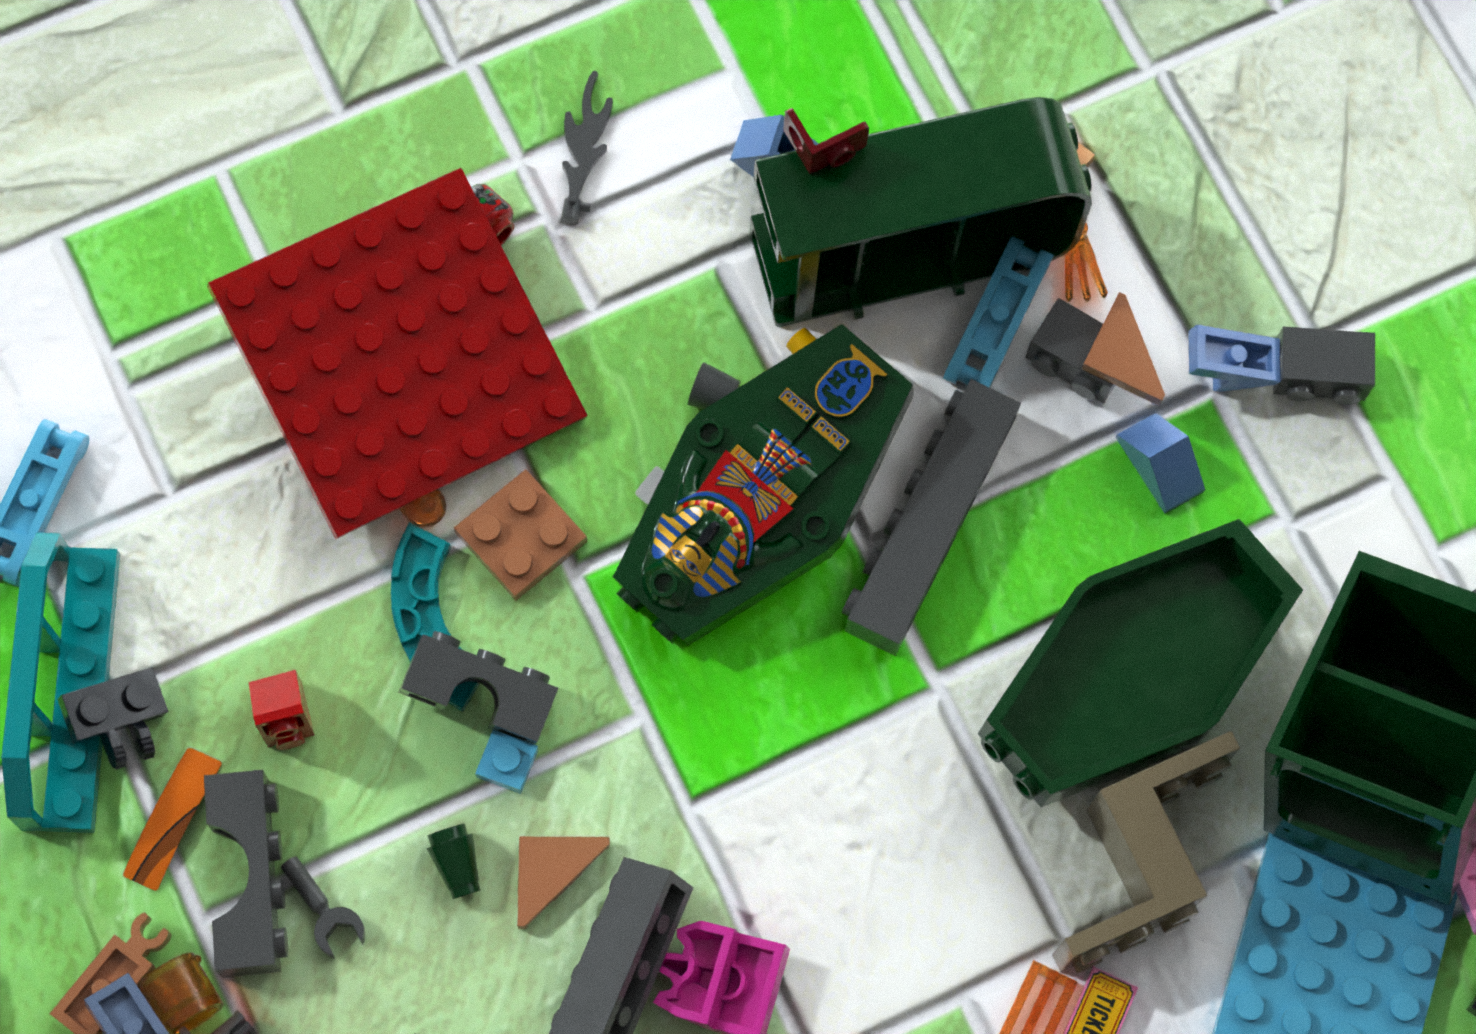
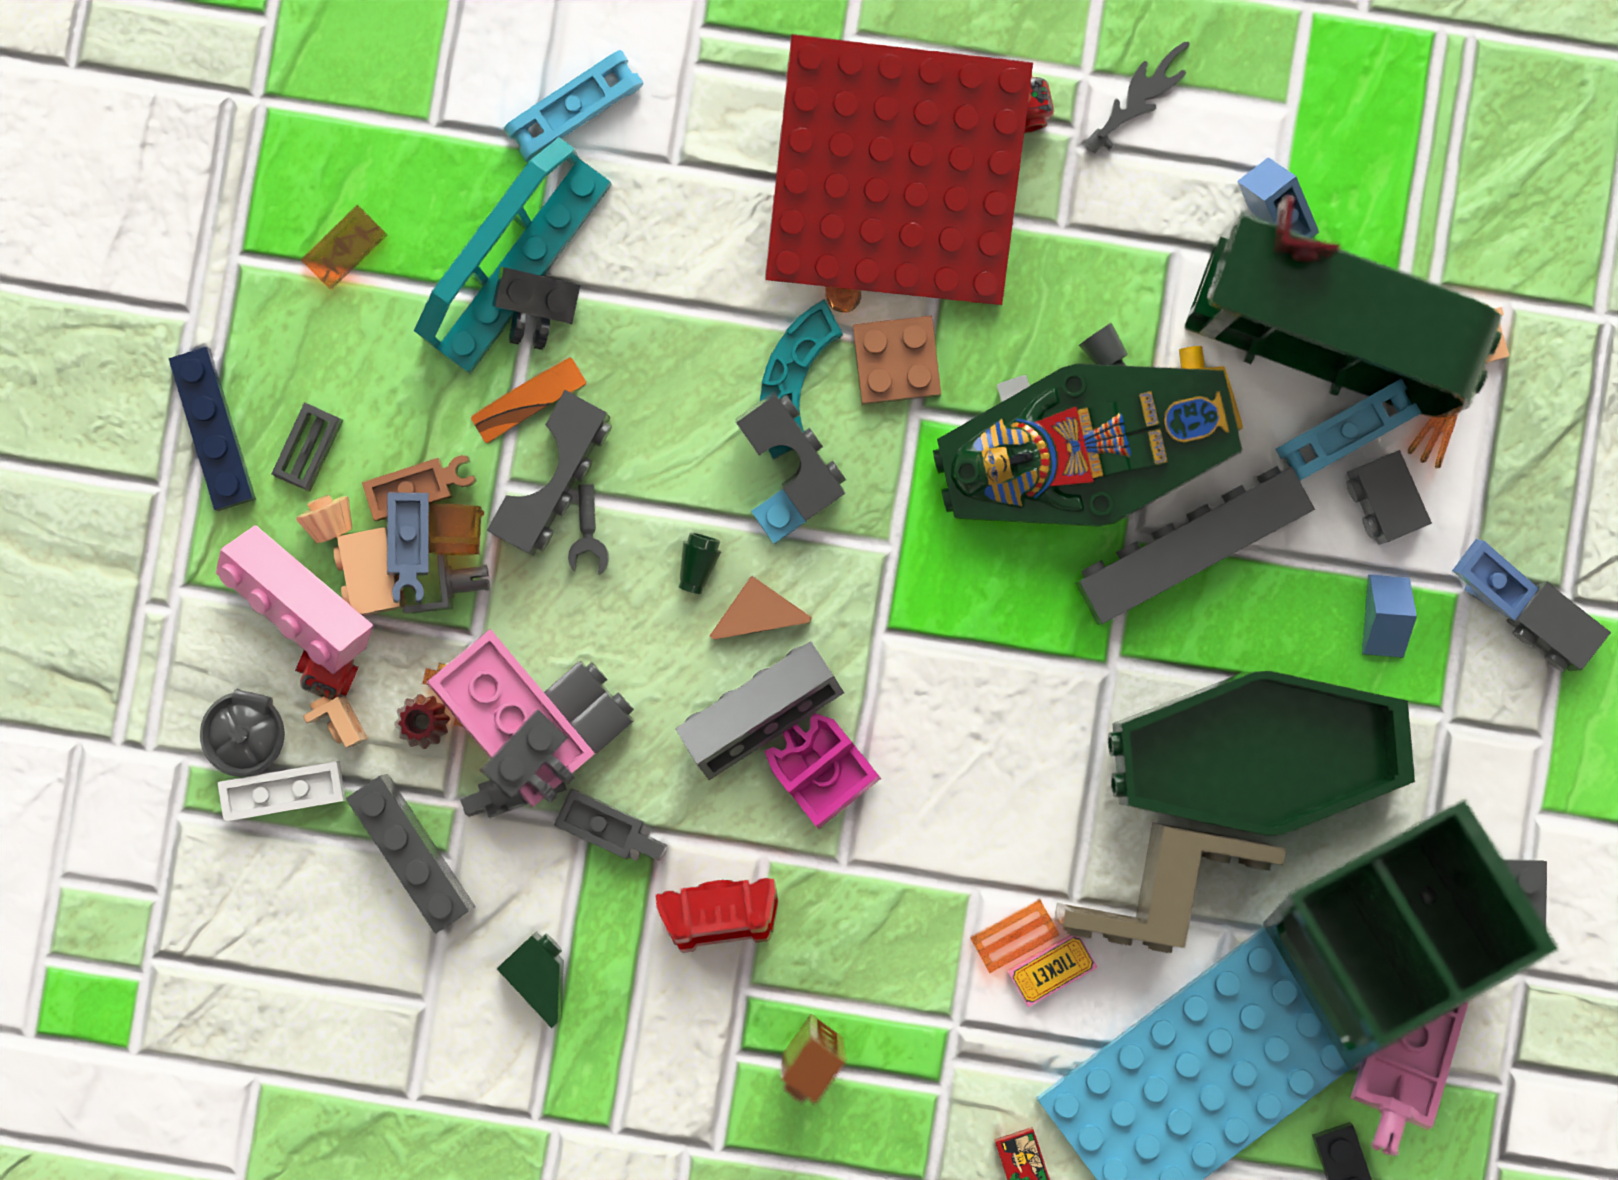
camera: 40 degrees right, 15 degrees up
(281, 710) = (647, 376): red slope -> none
(1122, 356) = (1413, 525): nougat tile -> none

